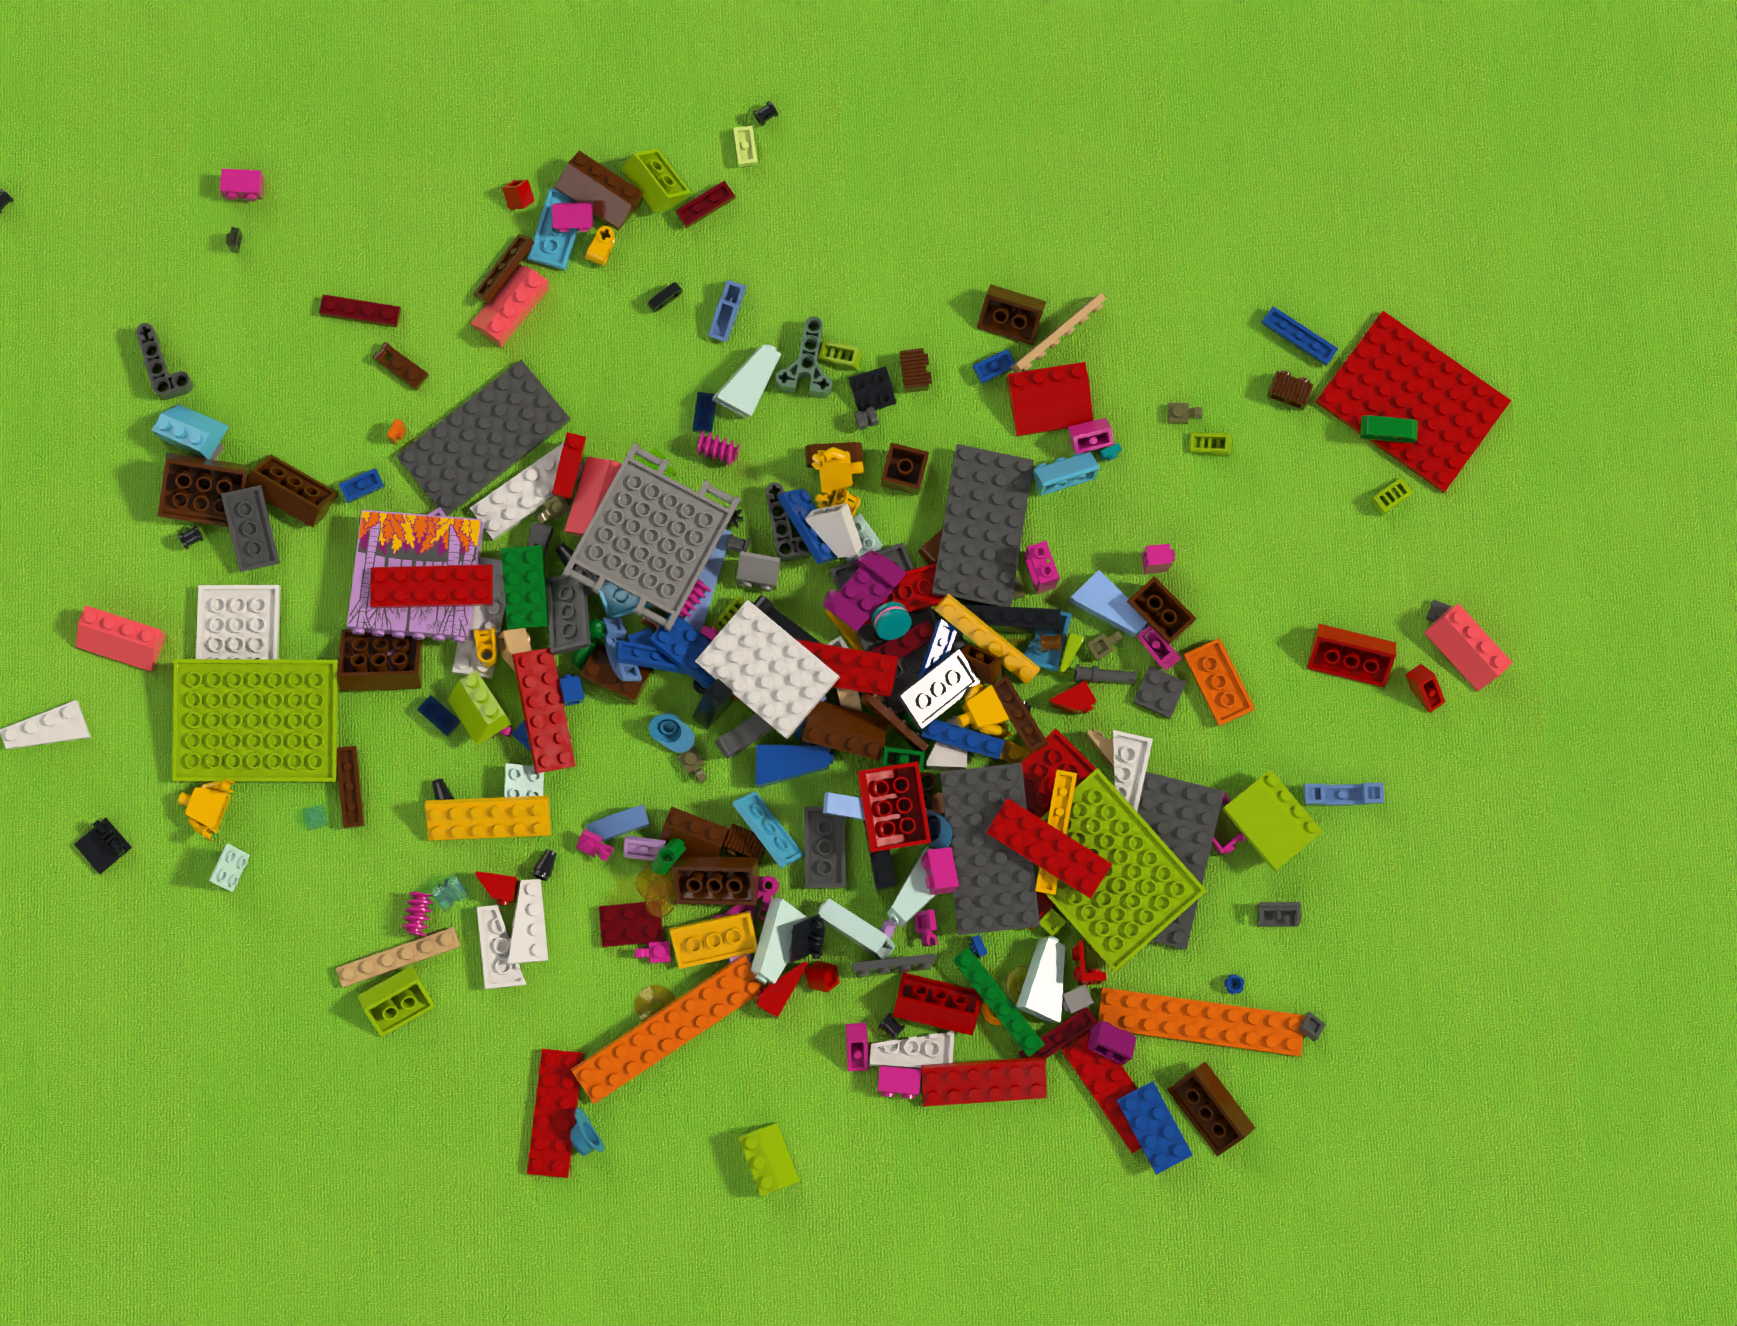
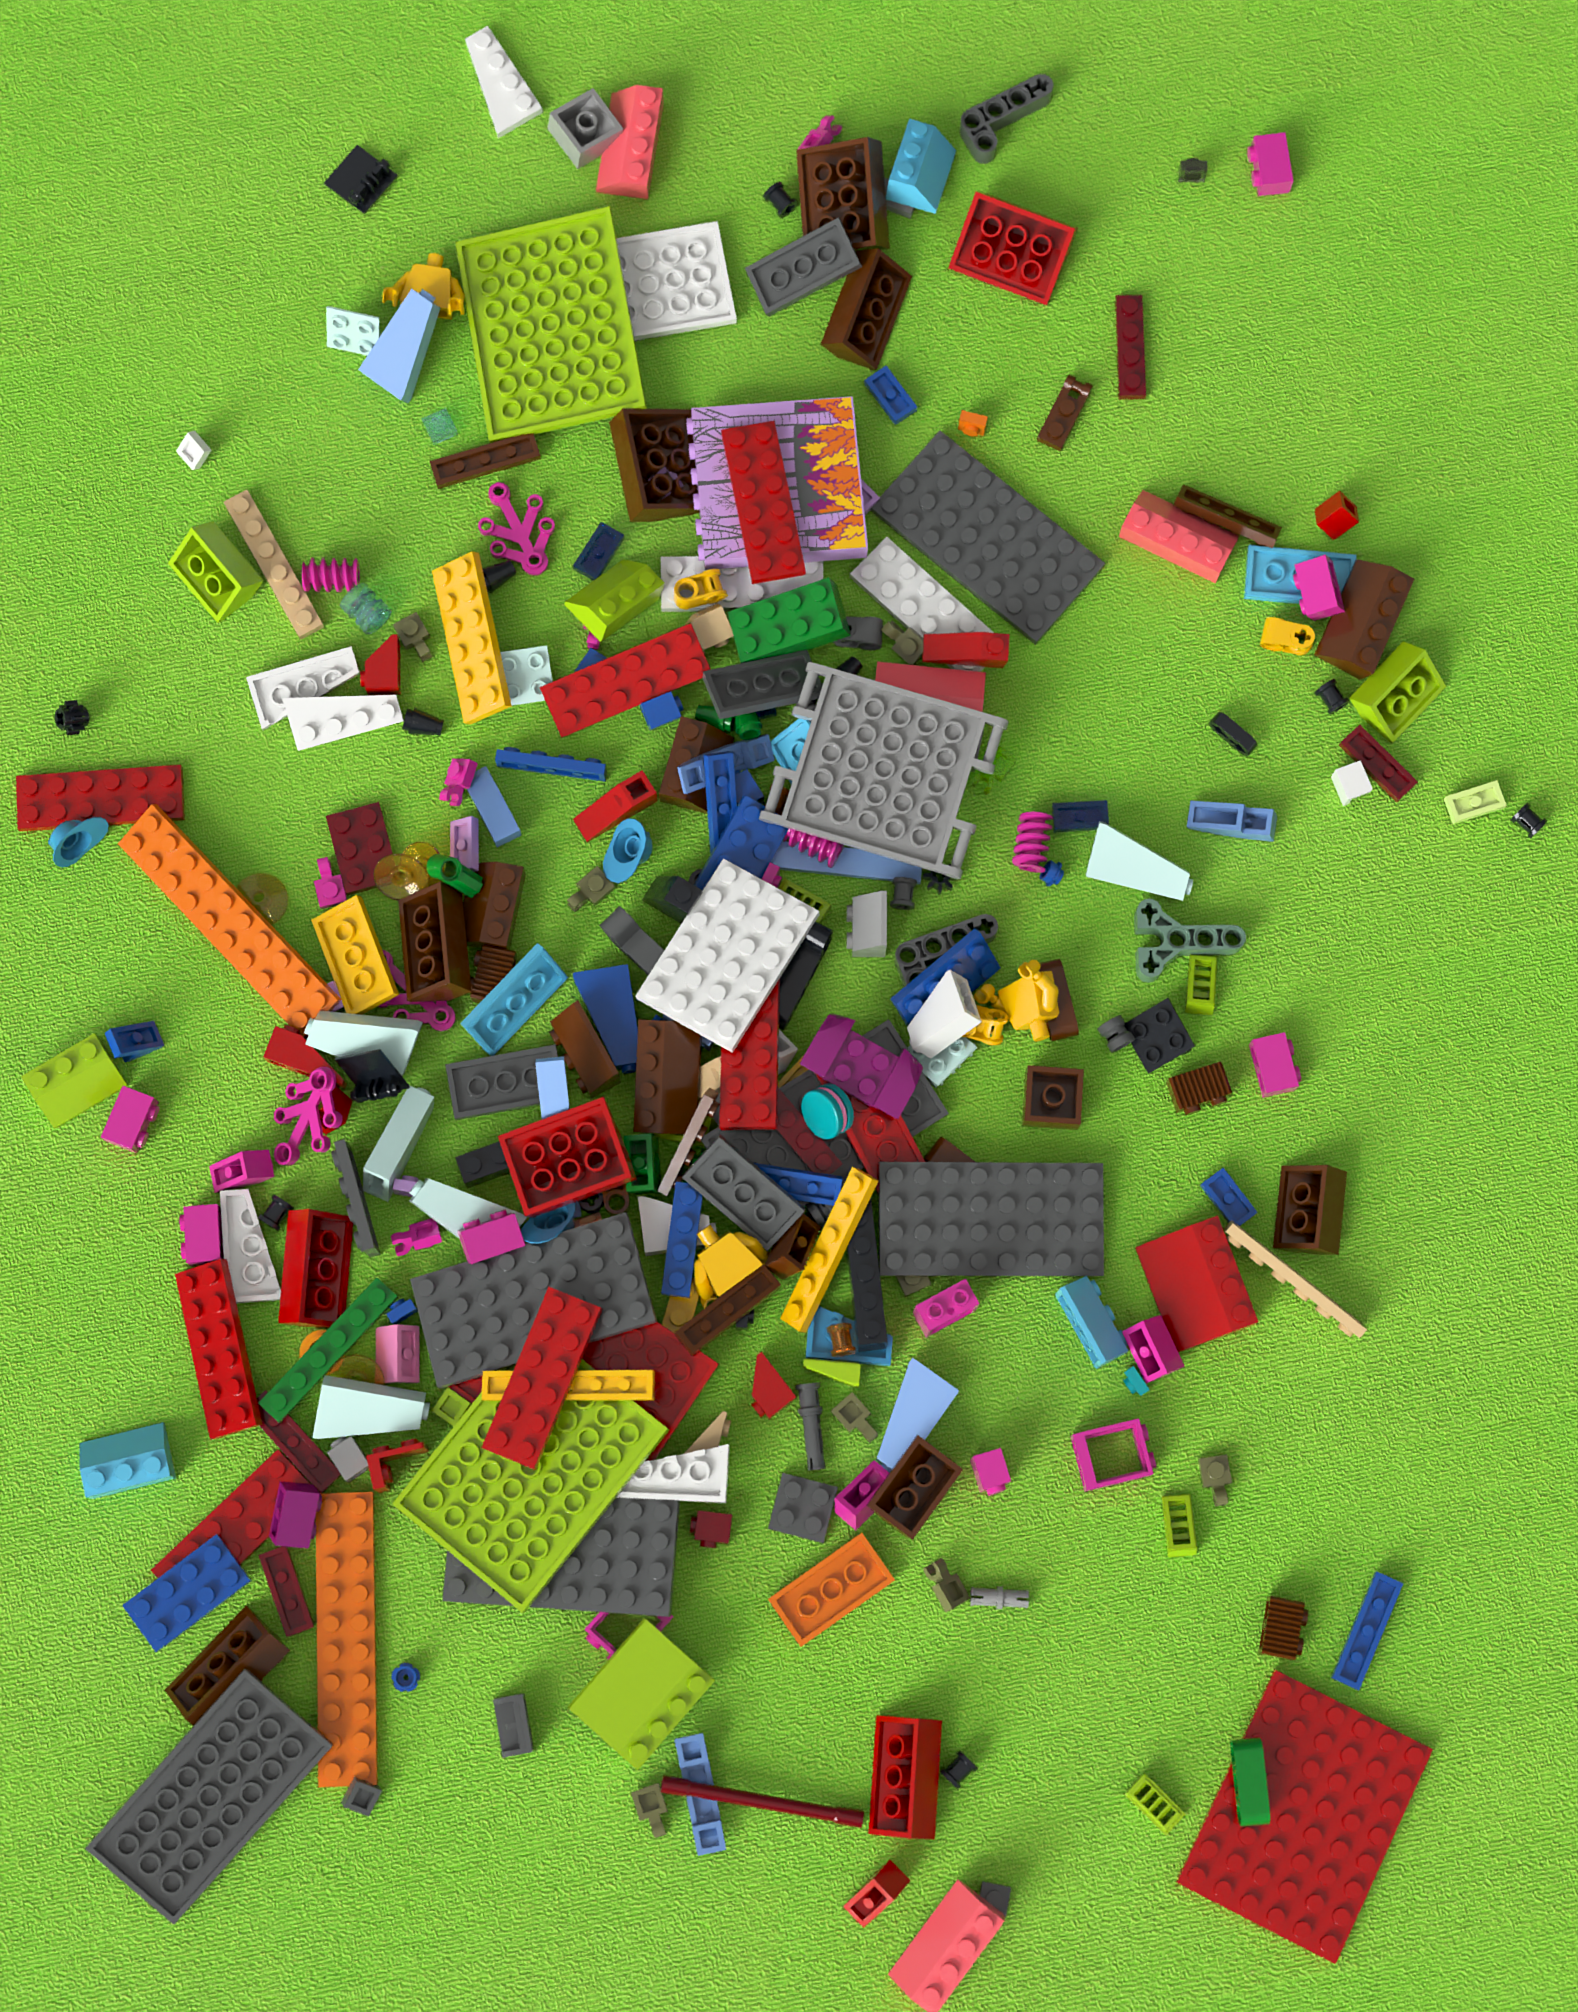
camera: 85 degrees right, 0 degrees up
(102, 669) = (584, 128): none -> light grey slope
(148, 499) = (821, 135): none -> dark pink plate
(251, 833) = (402, 346): none -> light blue slope
(266, 377) = (1012, 247): none -> red slope
(297, 1003) = (193, 450): none -> white plate
(412, 771) = (519, 532): none -> dark pink plant
(474, 861) = (413, 634): none -> olive plate
(490, 1124) = (72, 717): none -> black gear
(597, 767) = (541, 763): none -> blue plate
(636, 735) = (616, 805): none -> red slope
(651, 225) = (1332, 696): none -> black bush
(716, 224) = (1351, 782): none -> white panel
(743, 438) = (1052, 874): none -> blue plate
(746, 1110) = (134, 1040): none -> blue slope
(804, 1122) = (130, 1119): none -> dark pink brick
(813, 785) = (584, 1051): none -> reddish brown slope
(824, 989) = (288, 1152): none -> dark pink plant
(907, 317) = (1274, 1064): none -> dark pink brick
(1007, 954) = (398, 1353): none -> bright pink panel
(1052, 1160) = (126, 1461): none -> medium azure slope
(1158, 497) = (1084, 1462): none -> dark pink window
(1162, 1058) = (286, 1591): none -> dark red plate
(1165, 755) = (711, 1528): none -> dark red brick
(1231, 603) = (948, 1588): none -> olive plate
(1241, 571) = (999, 1597): none -> light grey pin
(1297, 1131) = (209, 1796): none -> dark grey plate
(1339, 800) = (838, 1815): none -> dark red piece
(1346, 830) = (649, 1805): none -> olive plate
(1352, 619) = (958, 1769): none -> black bush

